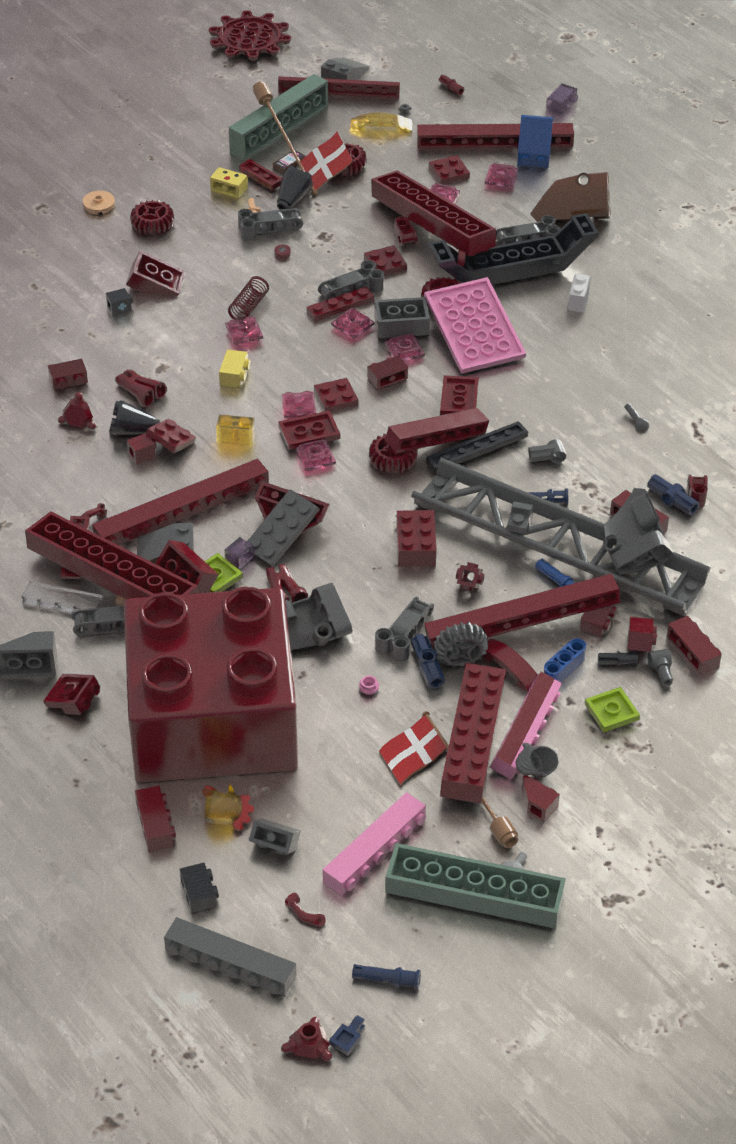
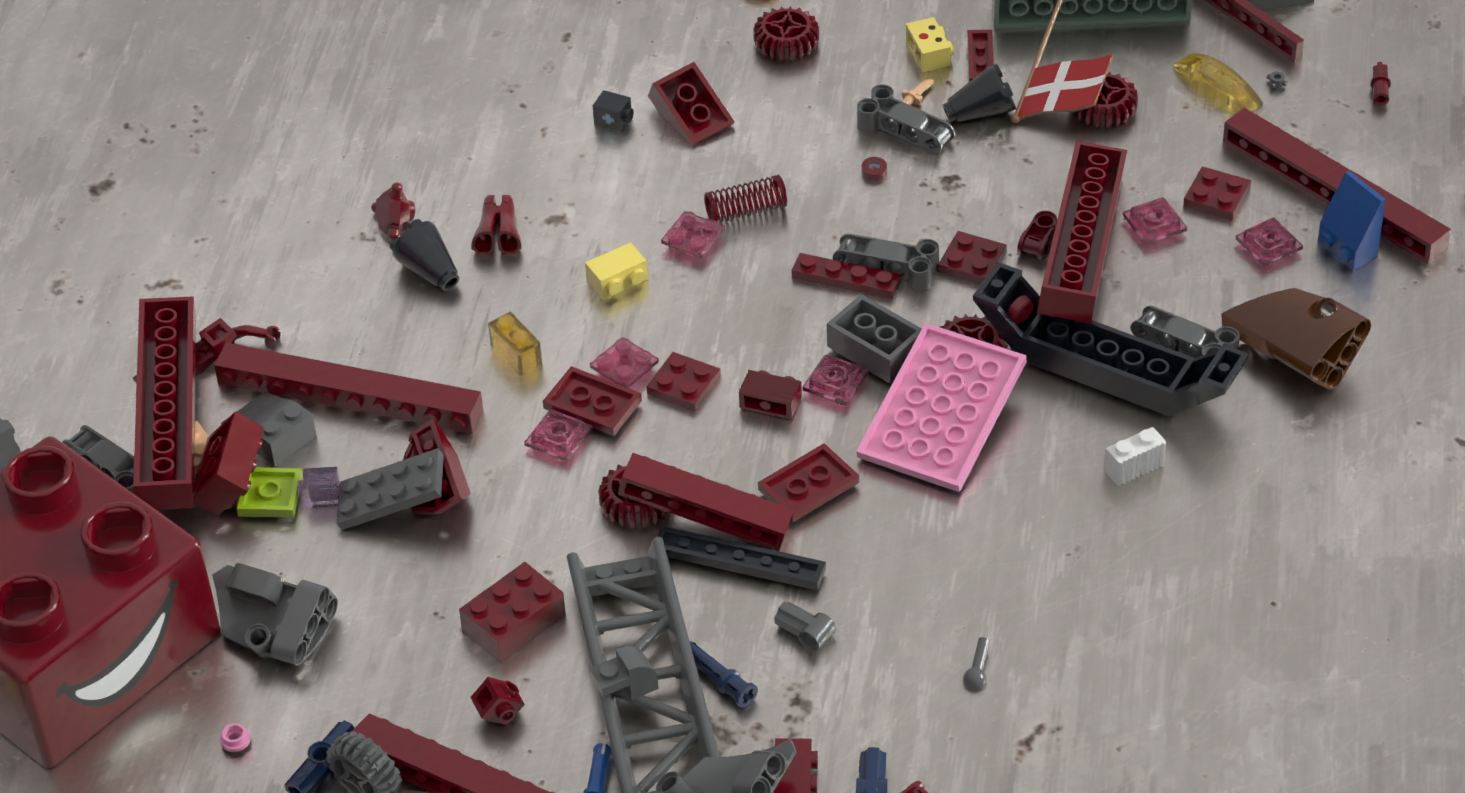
camera: 50 degrees right, 0 degrees up
(52, 596) = (105, 402): clear windscreen -> none
(67, 374) = (448, 159): dark red brick -> none
(141, 448) = (399, 295): dark red brick -> none
(171, 435) = (441, 301): dark red plate -> none
(284, 578) = (309, 558): dark red piece -> none
(287, 160) = (1025, 59): tile -> none
(352, 323) = (814, 316): clear pink piece -> none
(405, 628) = (353, 703): dark grey piece -> none

